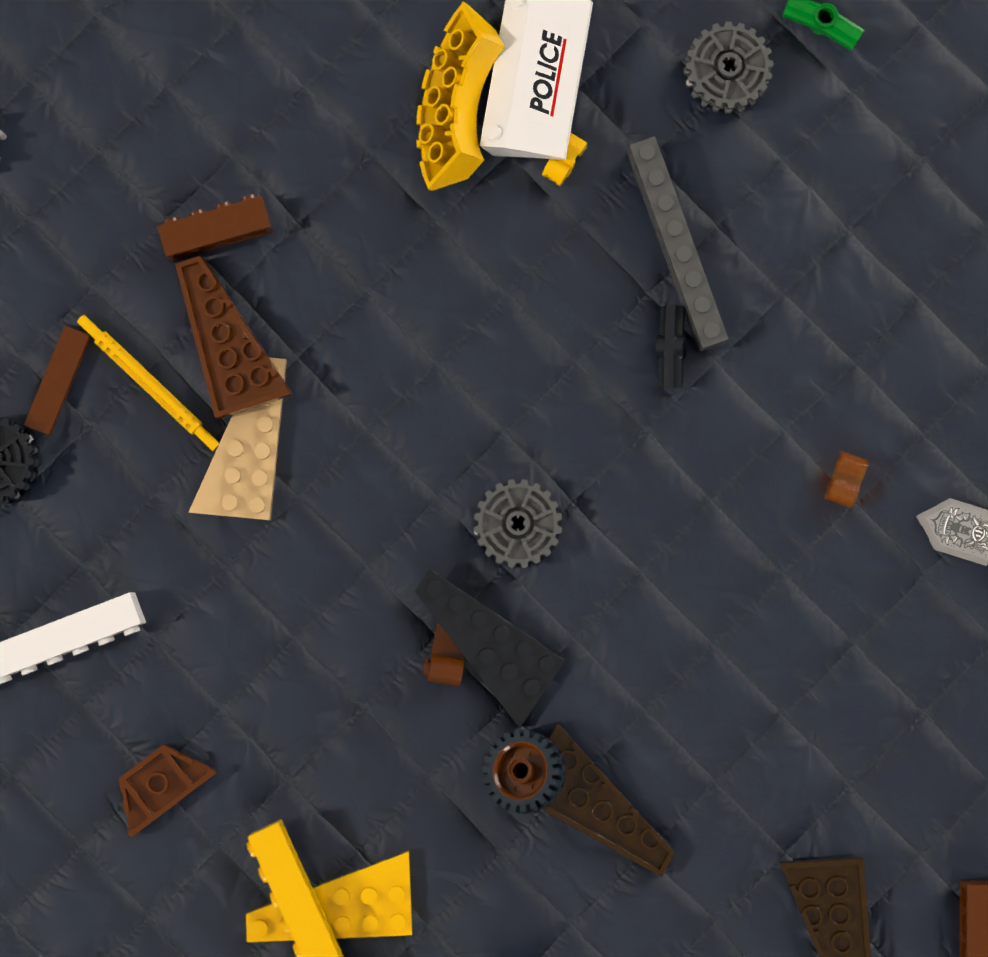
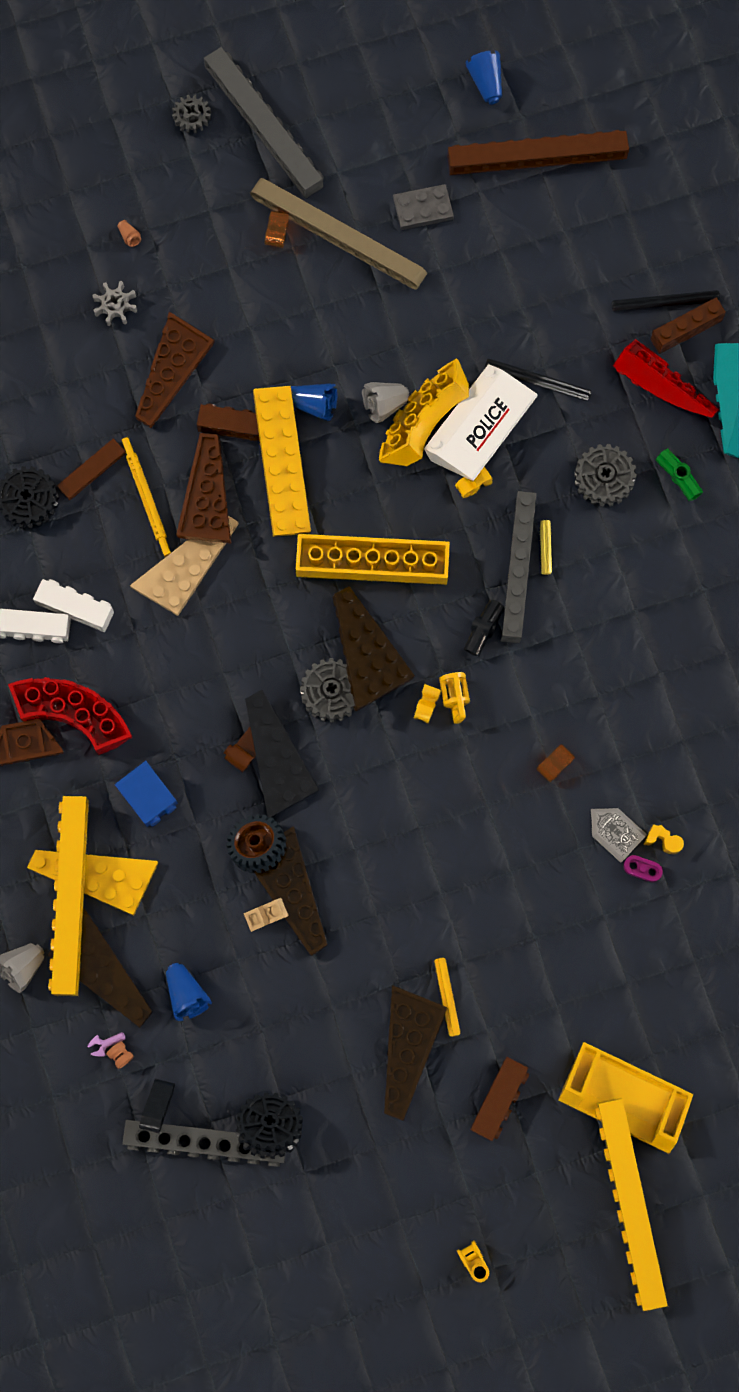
camera: 30 degrees right, 10 degrees down
(91, 179) = (174, 361): none -> reddish brown wing
(129, 574) = (77, 606): none -> white brick
(194, 708) = (72, 705): none -> red brick
(301, 147) = (315, 399): none -> blue cone
(301, 250) = (281, 461): none -> yellow plate
(352, 777) = (146, 794): none -> blue slope
(393, 102) = (383, 399): none -> light grey cone
(486, 325) = (372, 559): none -> yellow brick
(549, 458) = (371, 659): none -> dark brown wing
(579, 852) = (266, 914): none -> tan slope
(647, 482) = (427, 704): none -> yellow leg
(689, 458) = (456, 700): none -> yellow piece
(697, 200) = (545, 538): none -> light yellow axle
(853, 842) = (447, 996): none -> yellow axle

